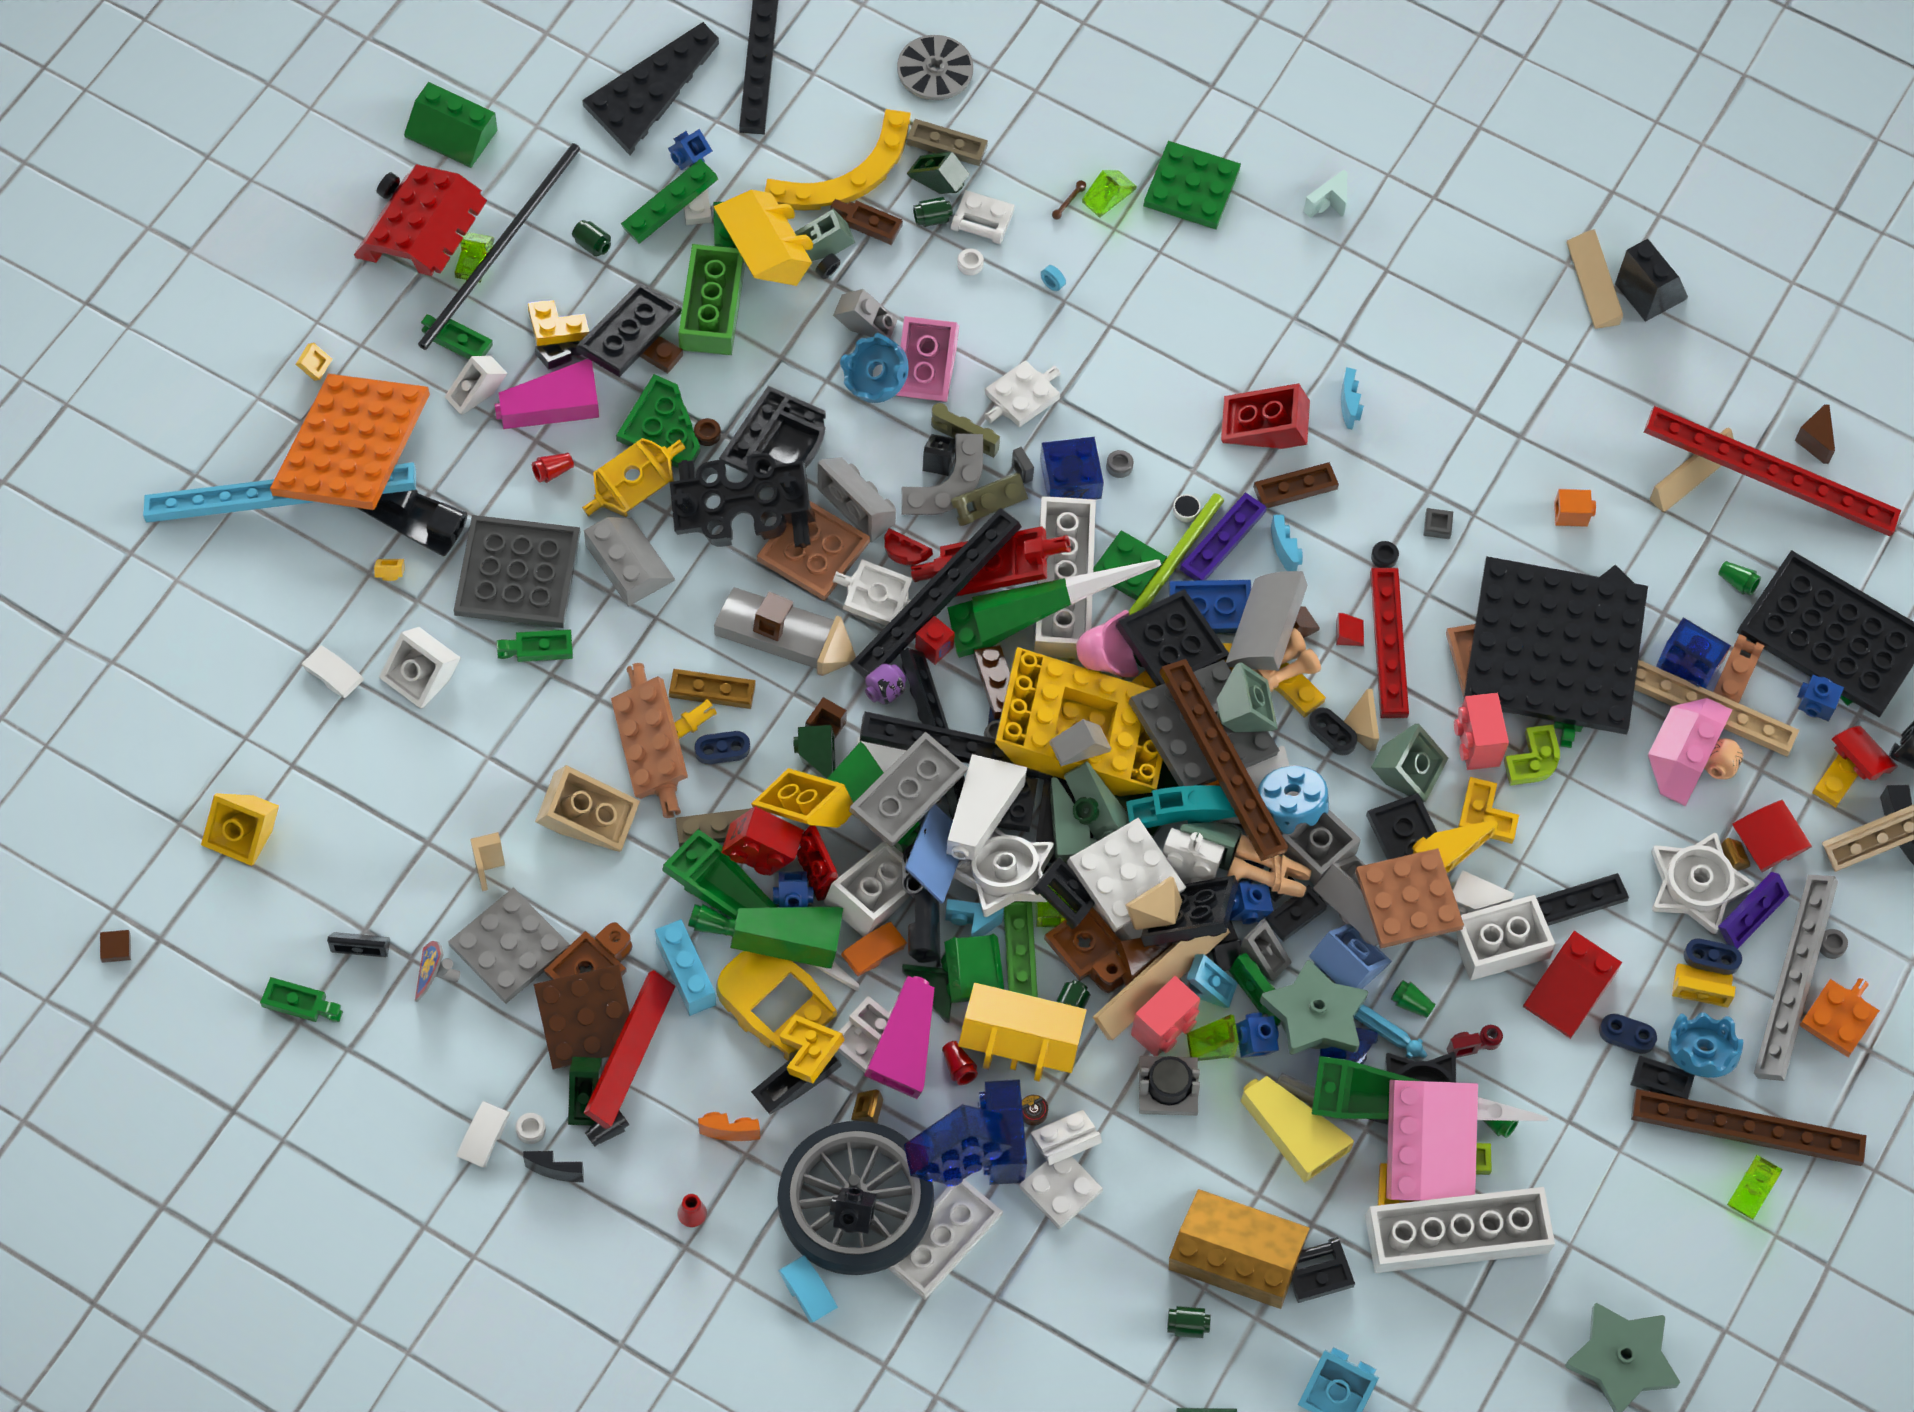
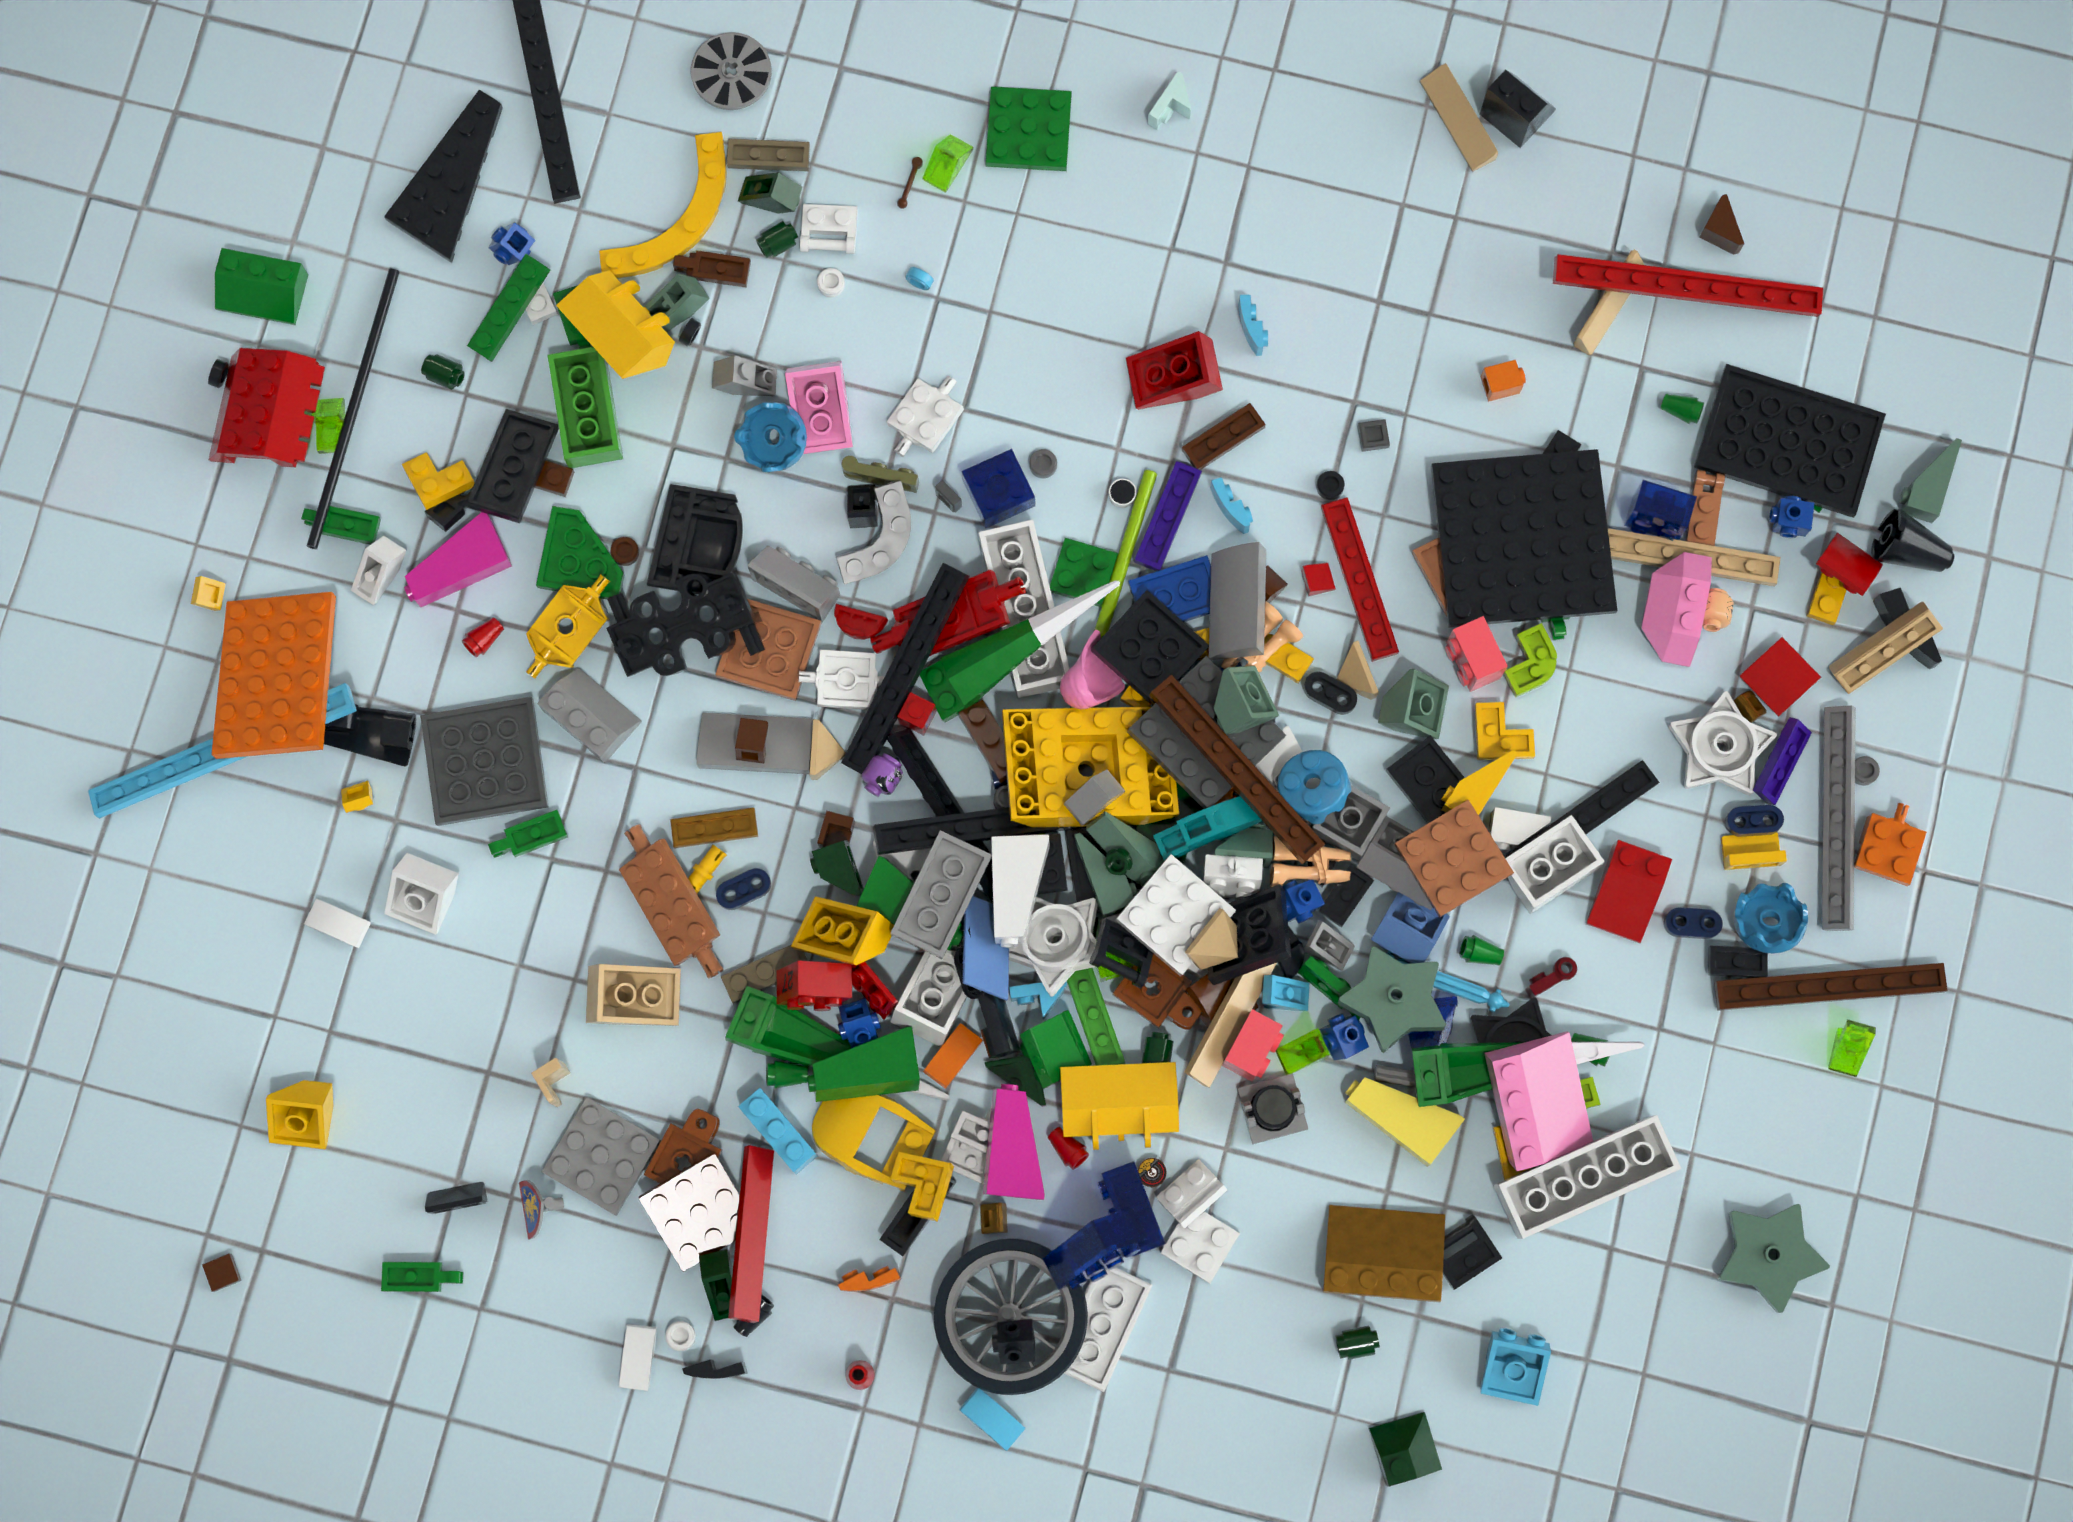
camera: 10 degrees left, 15 degrees up
(990, 498) = (926, 543): olive plate -> none

